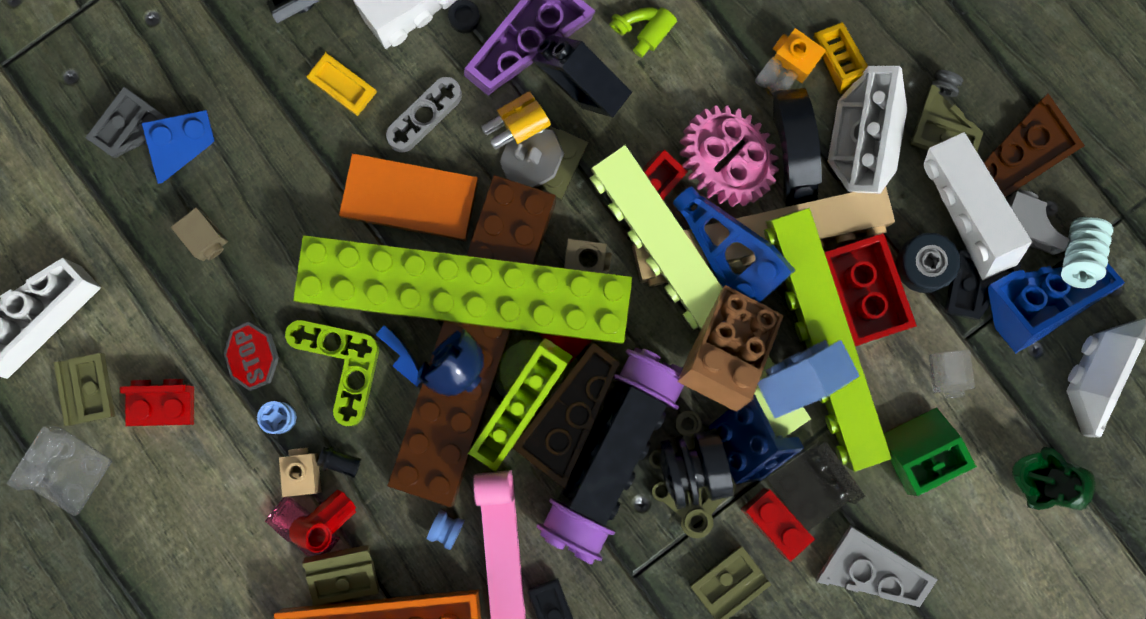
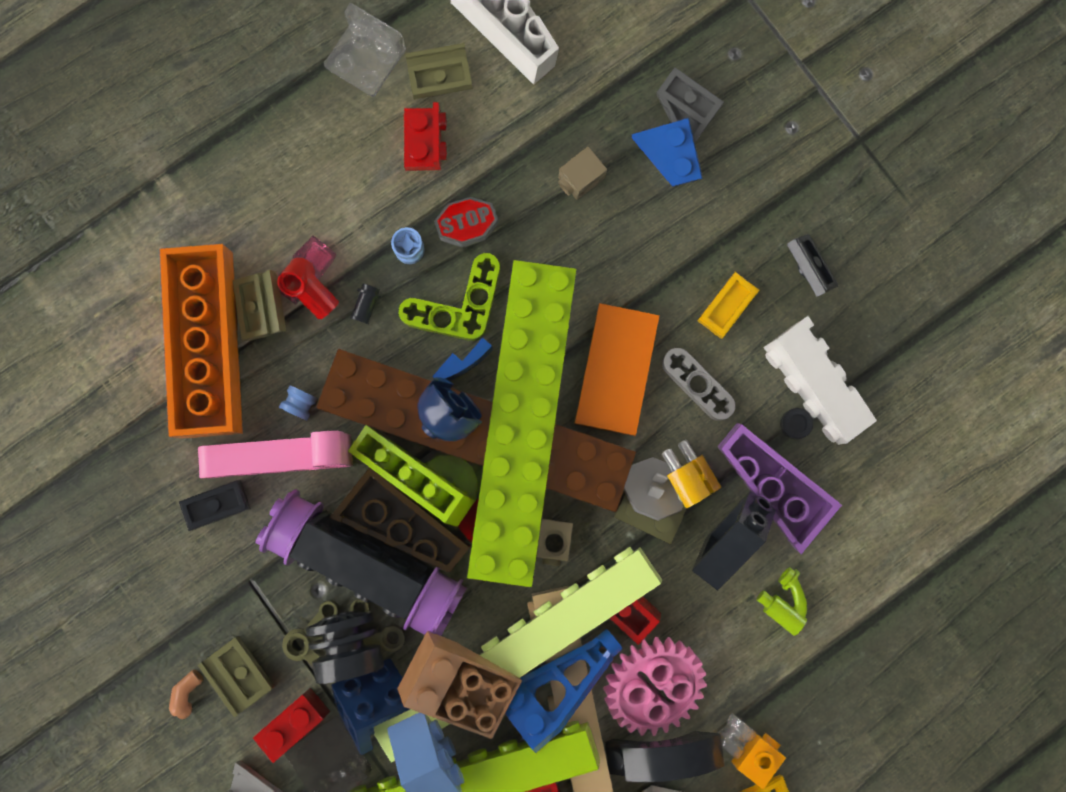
camera: 85 degrees right, 0 degrees up
(299, 473) = (355, 267): tan brick -> none

